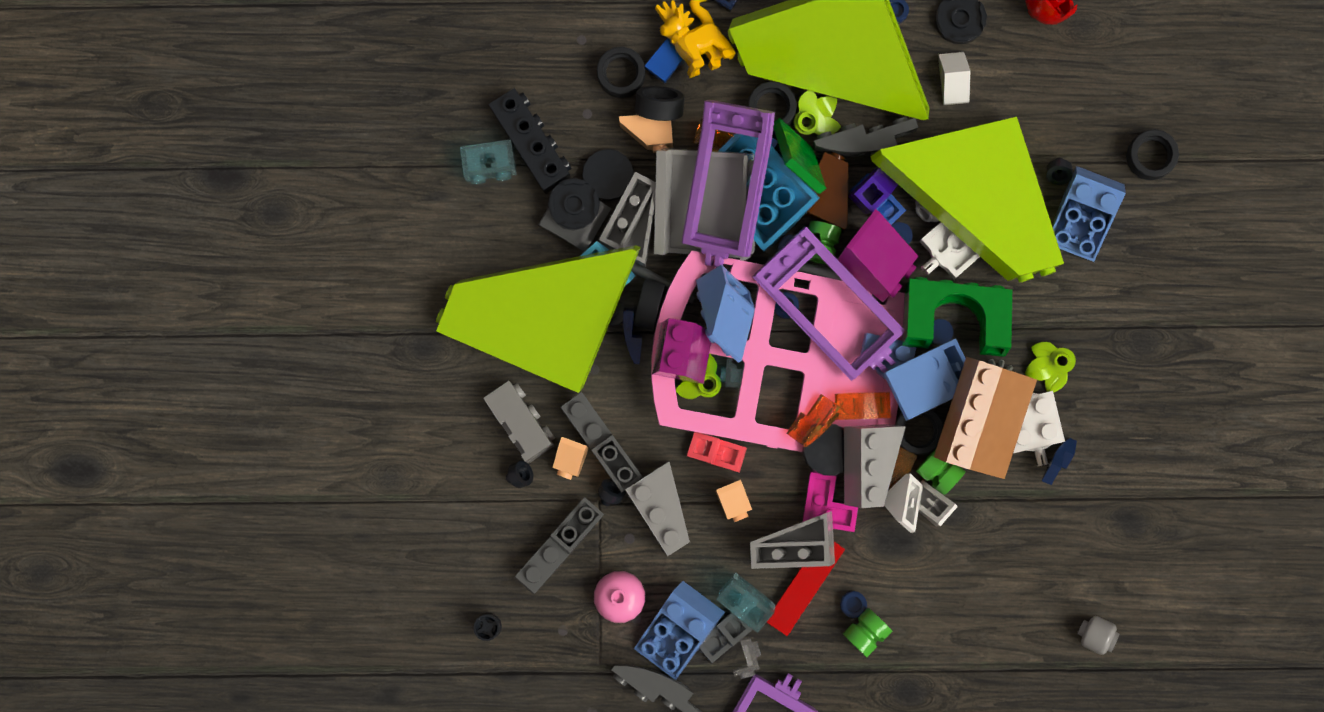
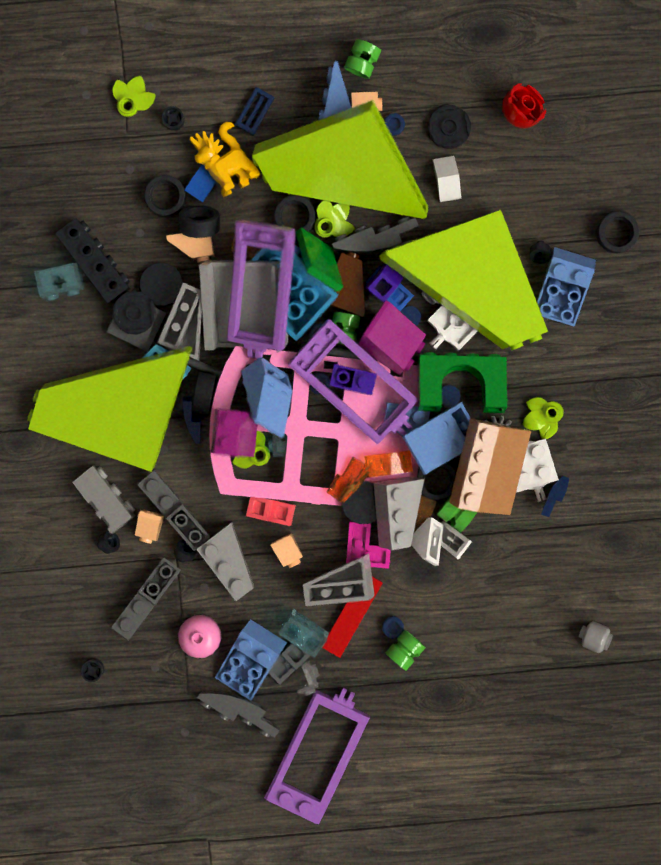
camera: 10 degrees left, 5 degrees up
(828, 301) = (352, 379): none -> dark purple slope

